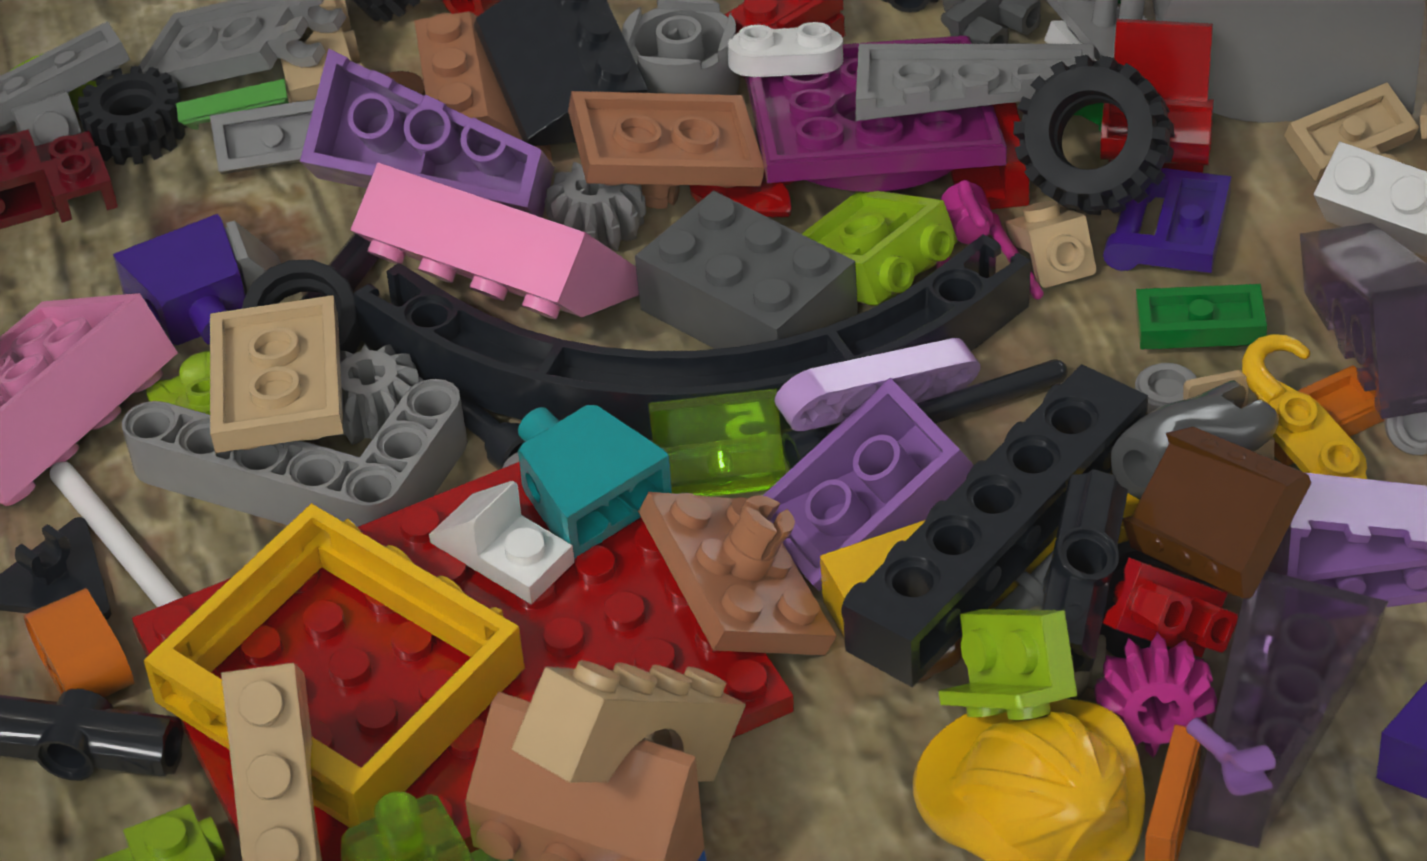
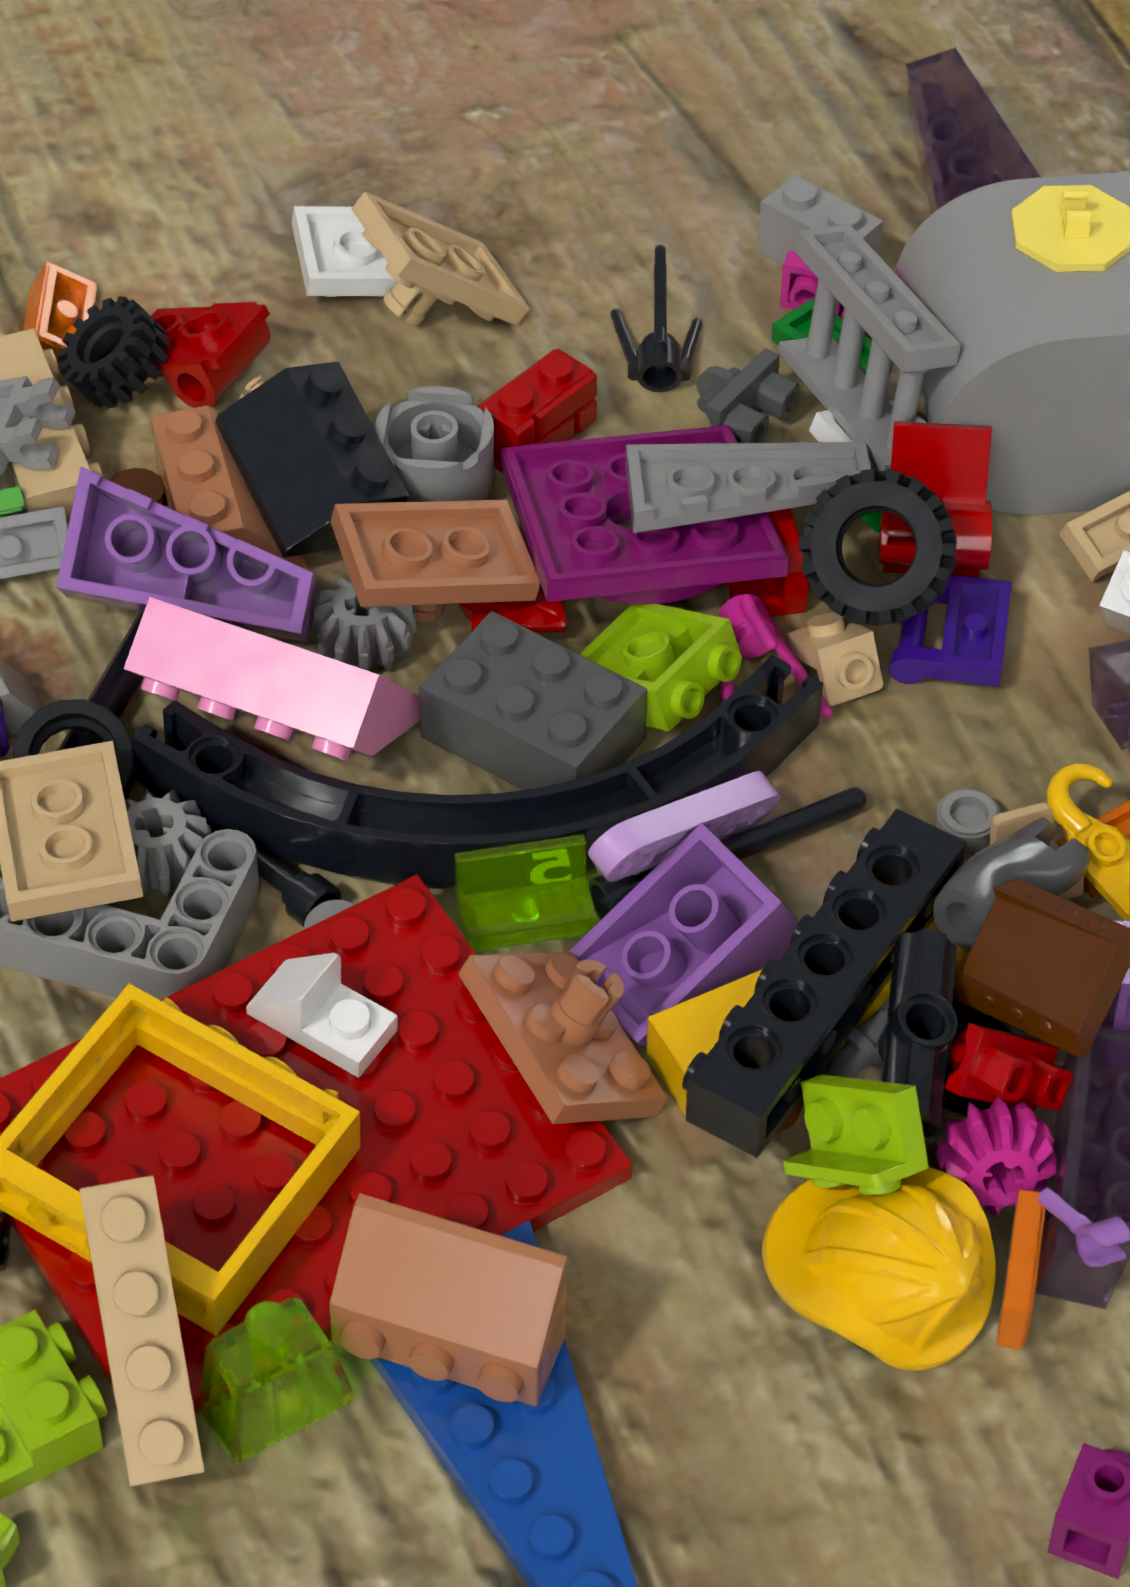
camera: 10 degrees left, 5 degrees up
(588, 473) = (404, 935): teal torso -> none
(594, 716) = (474, 1214): tan arch -> none
(785, 51) = (547, 449): white plate -> none
(1200, 316) = (994, 737): green plate -> none

